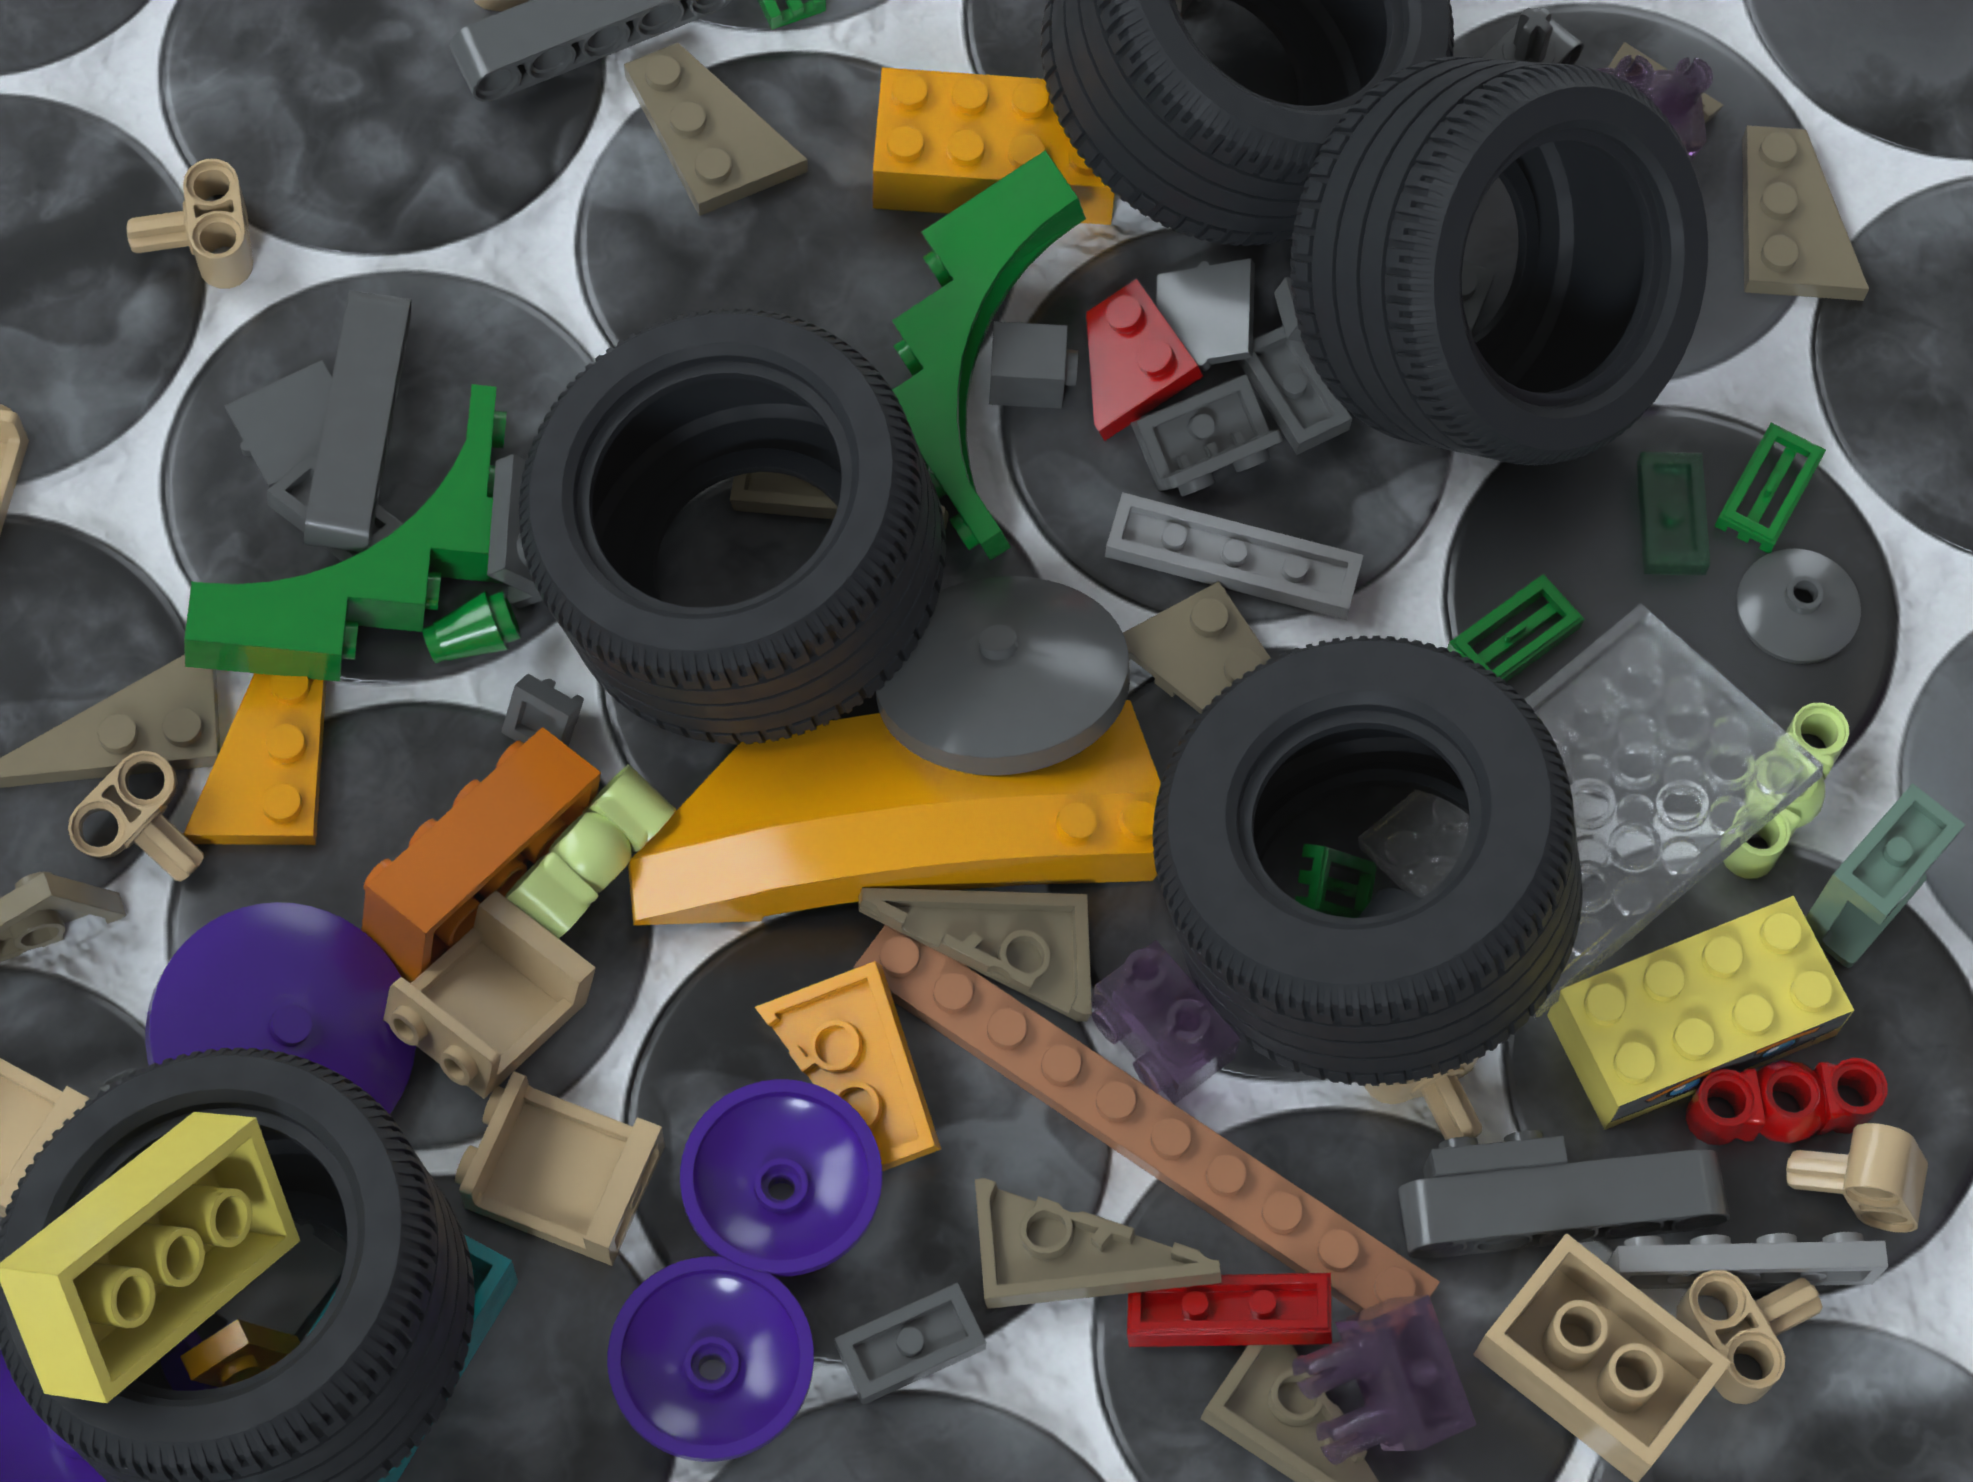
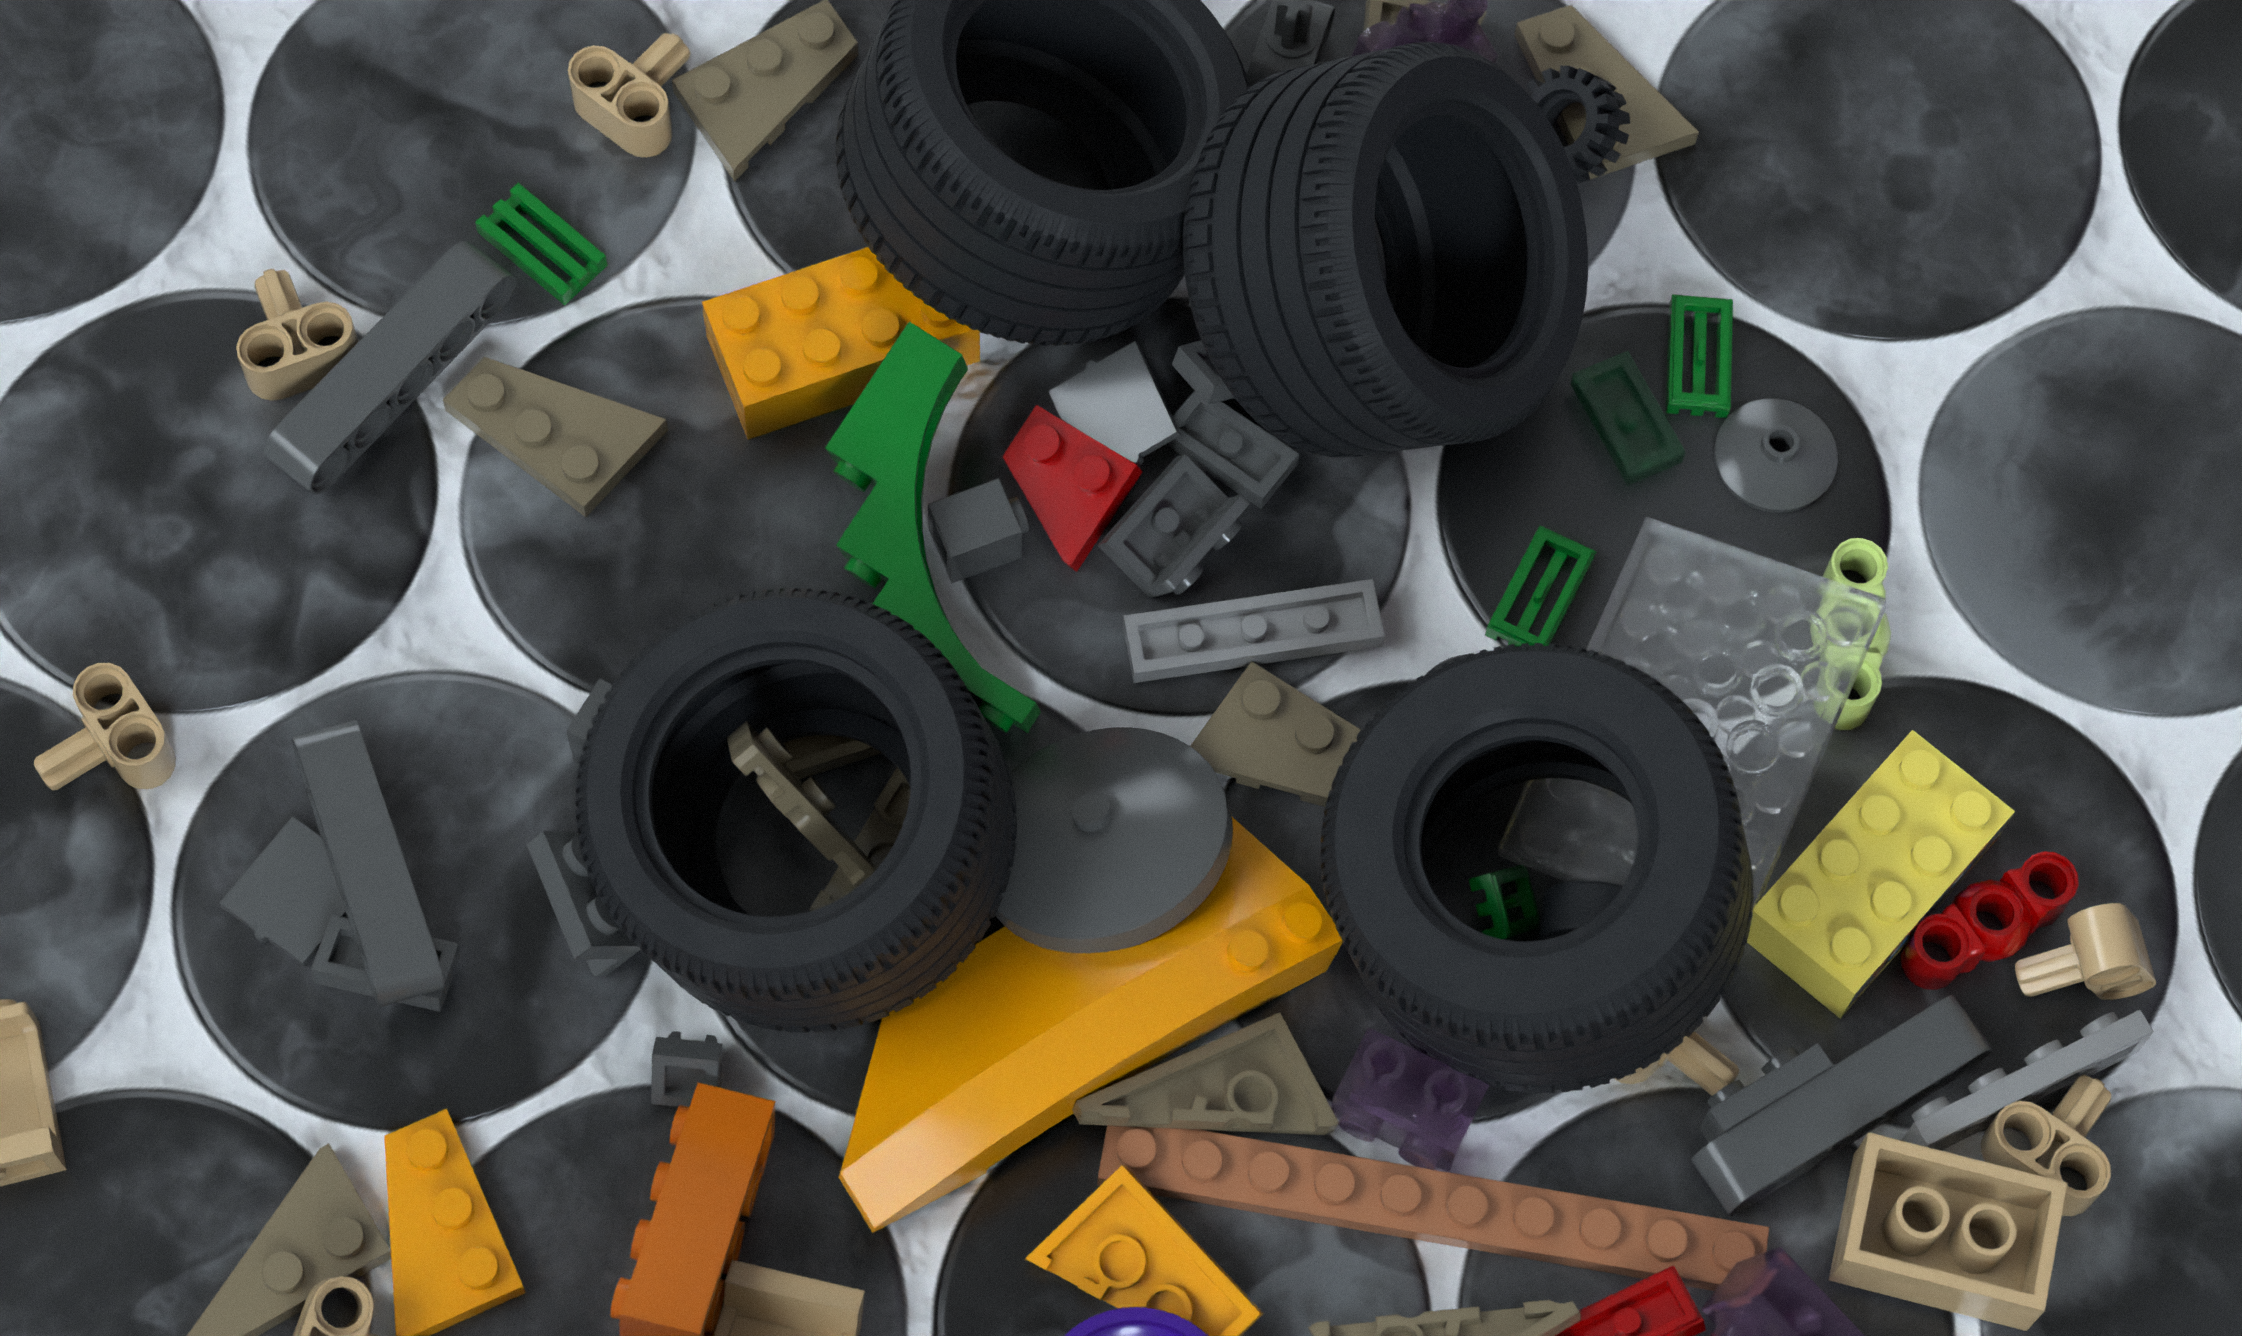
camera: 25 degrees left, 0 degrees up
(313, 619) = (426, 1076): green arch -> none
(473, 629) = (576, 1016): green cone -> none
(591, 852) = (800, 1181): yellowish green piece -> none
(741, 522) = (802, 803): none -> dark tan wing
(1769, 246) = (1602, 116): none -> black tyre
(1881, 875) = (1983, 674): sand green panel -> none

